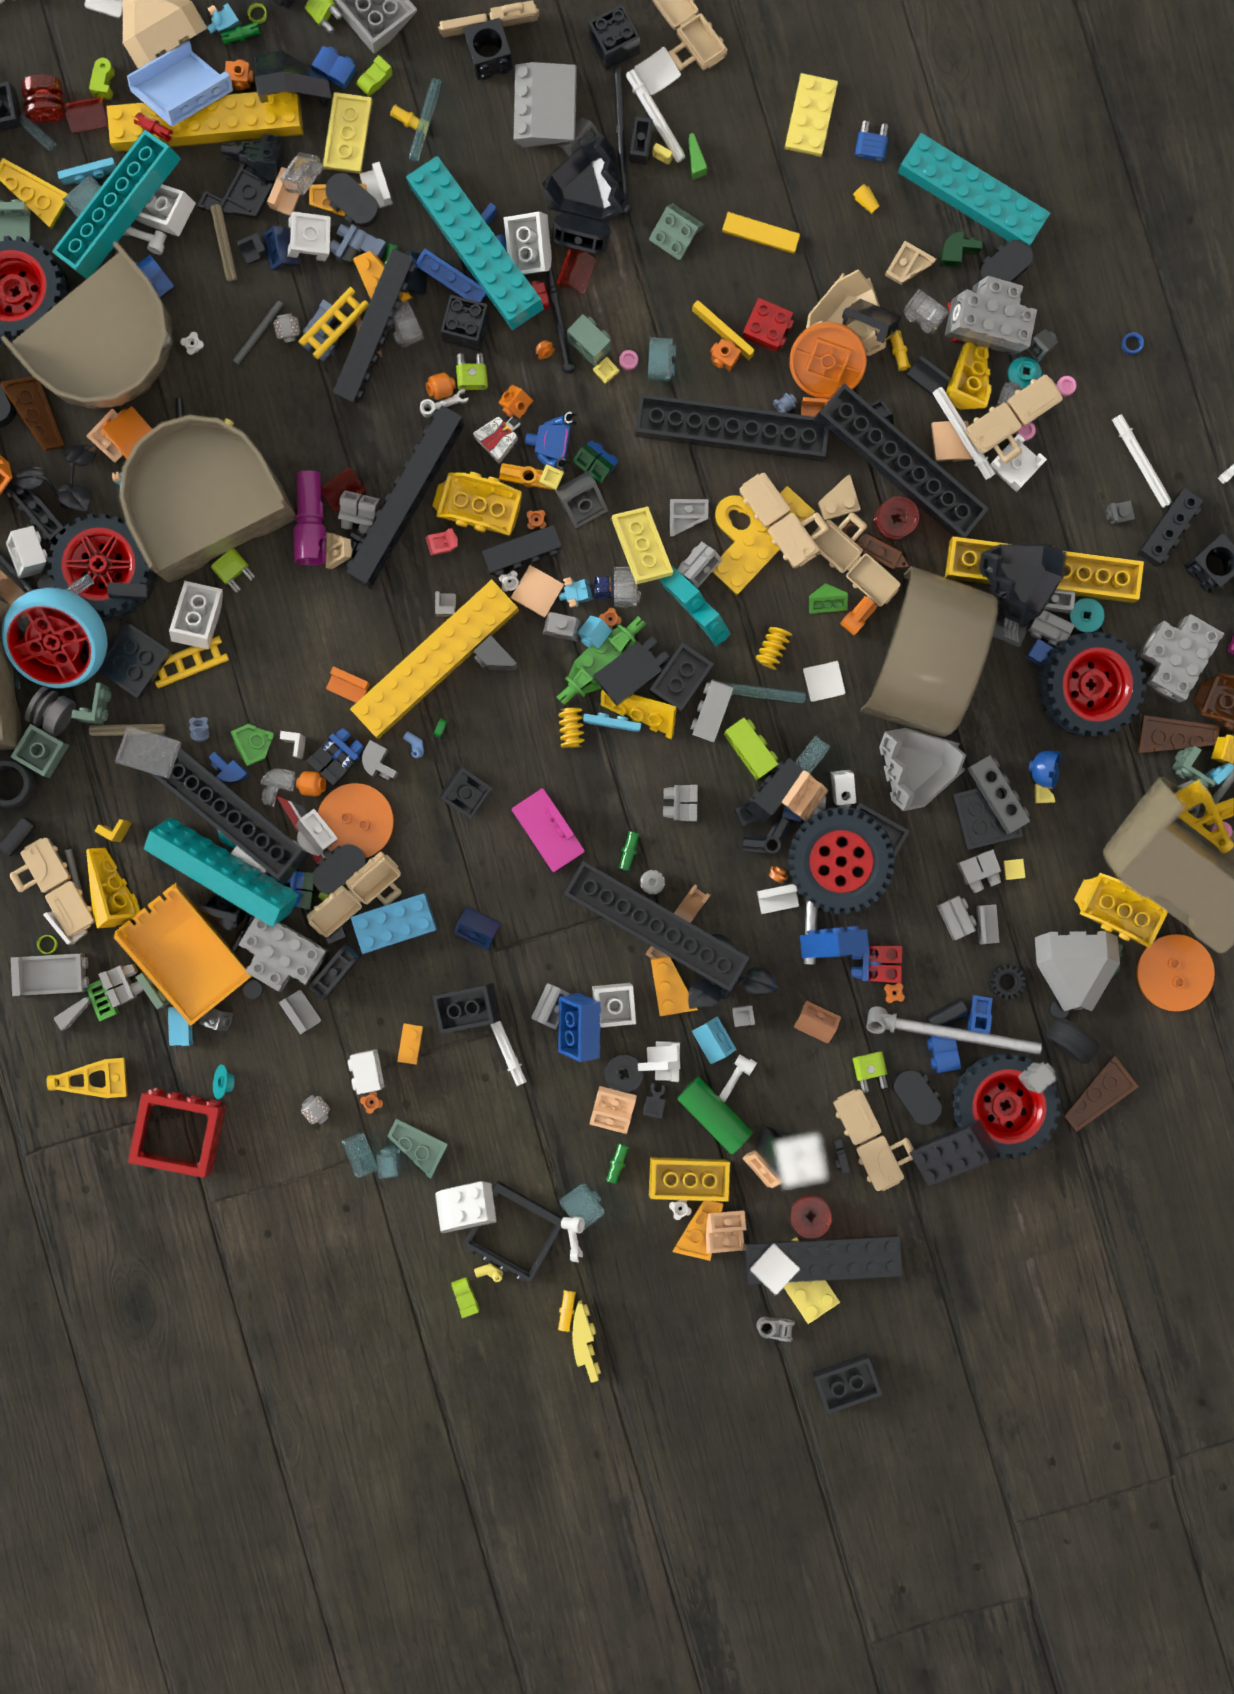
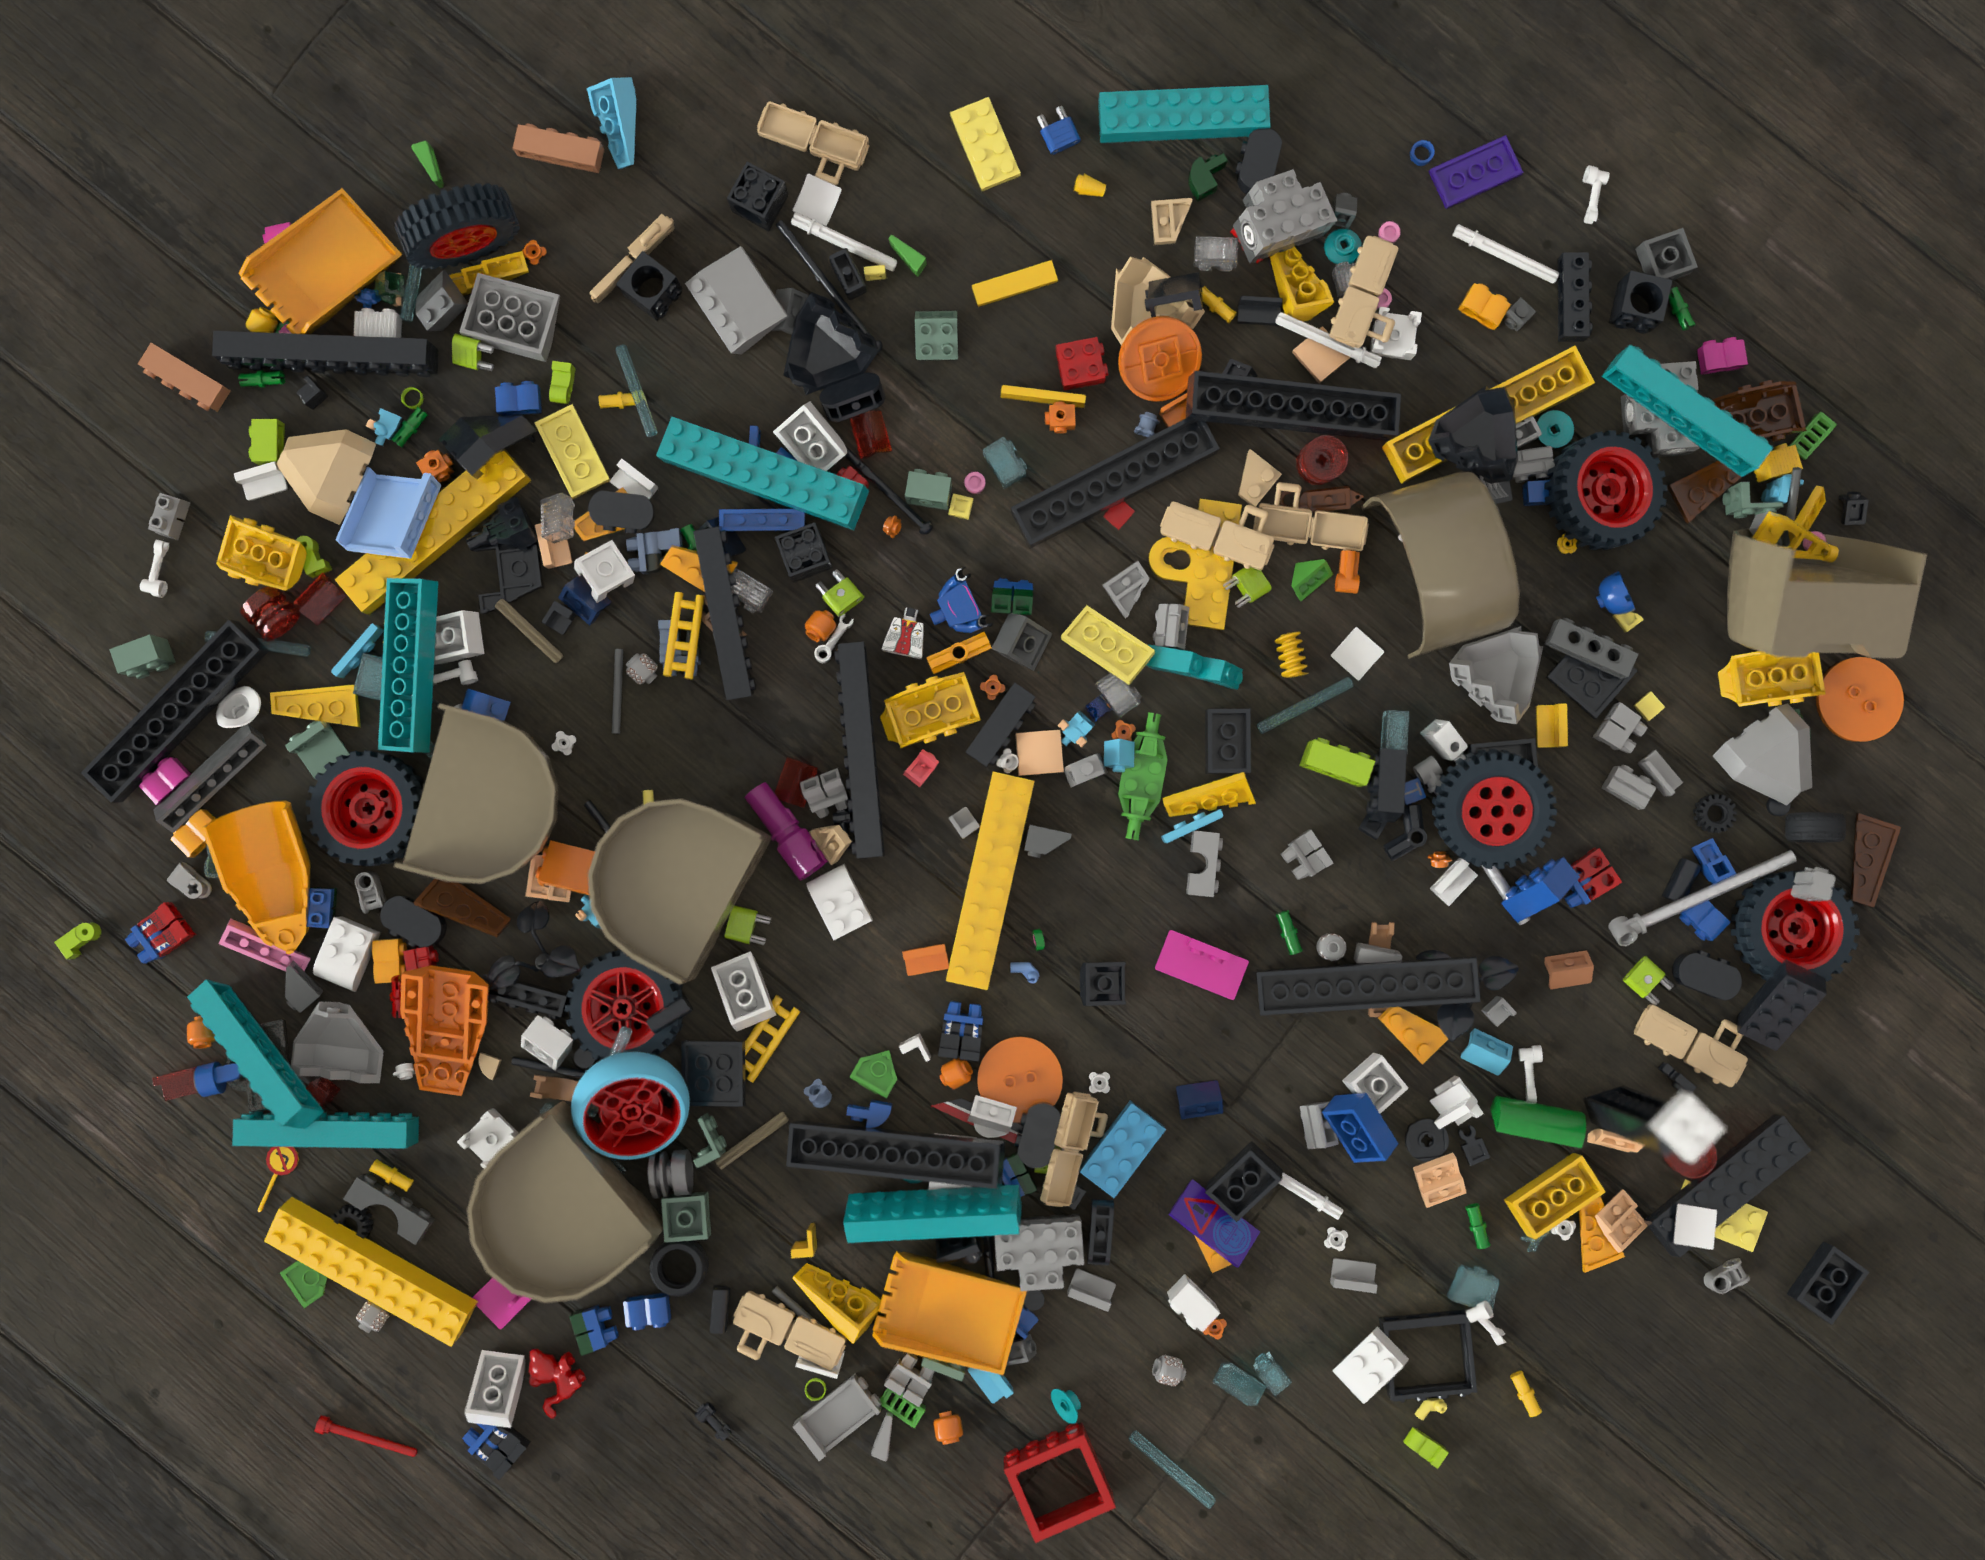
camera: 30 degrees left, 0 degrees up
(65, 51) = (260, 554): none -> yellow slope
(114, 1075) = (965, 1470): yellow plate -> none
(124, 1039) = (948, 1428): none -> orange head
(148, 752) = (789, 1150): clear tile -> none
(153, 127) = (392, 569): red pin -> none
(235, 1000) = (1026, 1322): none -> blue panel
(267, 1184) = (1172, 1469): none -> clear light blue axle
(277, 779) = (922, 1090): clear brick -> none
(312, 599) = (839, 901): none -> white brick
(372, 761) = (998, 1014): light grey brick -> none
(412, 859) = (1103, 1087): none -> white plate
(418, 1145) = (1285, 1336): sand green wing -> none
(422, 1027) = (1213, 1225): none -> dark purple tile
(500, 1135) = (1353, 1275): none -> light grey panel
(501, 1100) = (1340, 1243): none -> white plate
(515, 402) = (899, 593): orange brick -> none
(551, 477) = (982, 640): light yellow tile -> none
(571, 727) = (1158, 856): yellow piece -> none
(582, 1334) = (1559, 1410): light yellow slope -> none
(591, 770) = (1204, 882): none -> light grey arch
(630, 671) = (1178, 768): black tile -> none
(652, 1203) = (1534, 1243): none -> clear light blue bar
(679, 908) = (1370, 954): none -> light grey slope
(712, 710) = (1276, 751): light grey brick -> none
(719, 457) = (1119, 514): none -> red sticker
(780, 574) = (1250, 583): none -> lime piece
(804, 796) = (1418, 773): light nougat slope -> none
(889, 992) = (1613, 895): orange plate -> none
(930, 833) = (1551, 726): none -> yellow panel
(1033, 710) = (1563, 548): none -> yellow plate
(1098, 488) = (1484, 306): none -> light orange brick
(1162, 385) = (1475, 172): none -> dark purple tile
(1188, 661) = (1687, 411): none -> teal brick

